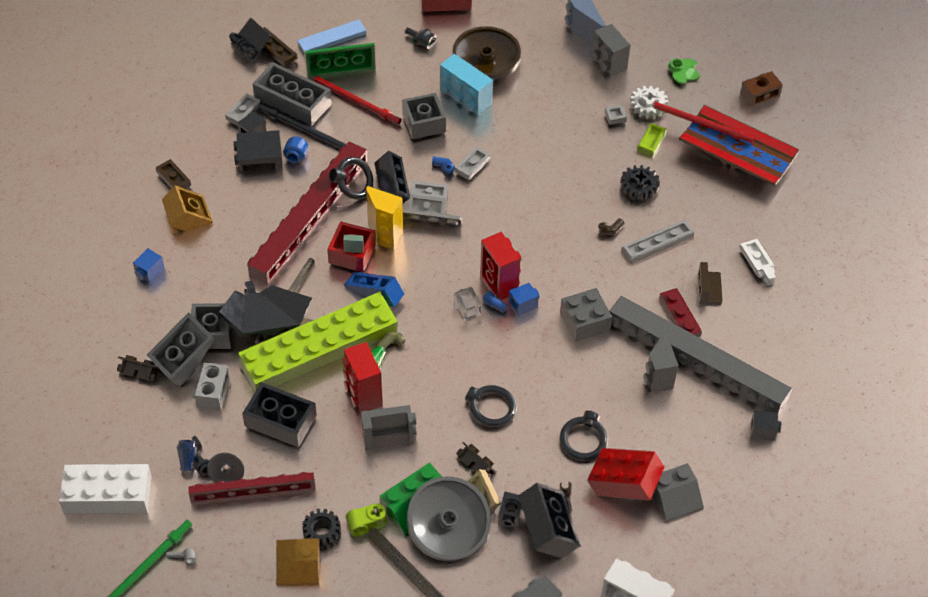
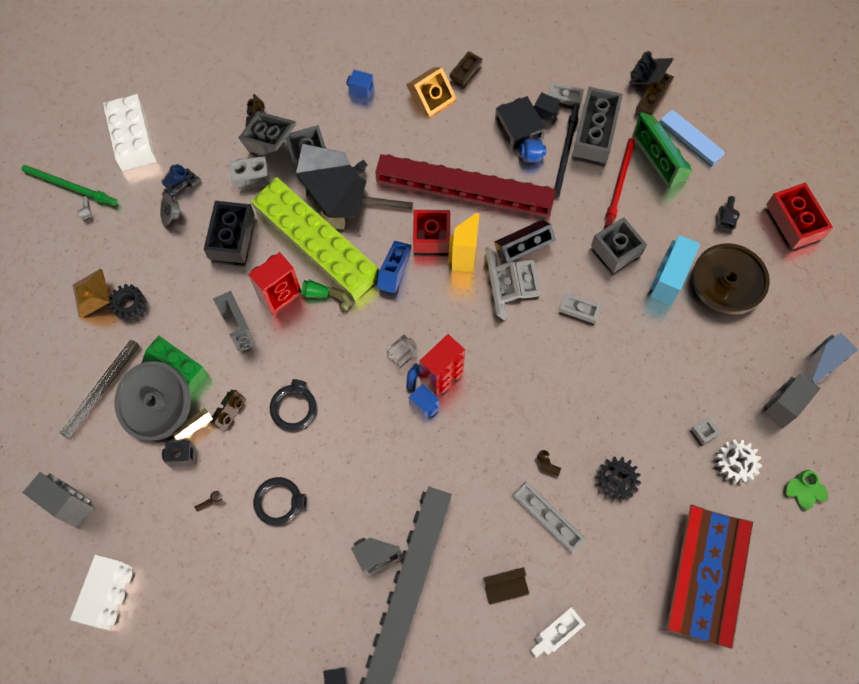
camera: 75 degrees right, 15 degrees up
(252, 487) = (159, 242): dark red plate -> none
(338, 176) = (504, 191): black piece -> none
(353, 243) = (420, 227): sand green tile -> none
(365, 519) = (141, 332): lime piece -> none
(445, 163) = (571, 282): blue arm -> none
(549, 520) = (163, 490): black brick -> none
(586, 314) = (422, 465): dark grey brick -> none
(626, 473) = (229, 550): red brick -> none
(651, 139) = (688, 478): lime tile -> none
(678, 493) = (232, 606): dark grey slope -> none
(679, 311) = (458, 562): dark red plate -> none
(735, 133) = (722, 567): red bar -> none
(761, 89) = (804, 579): reddish brown brick -> none

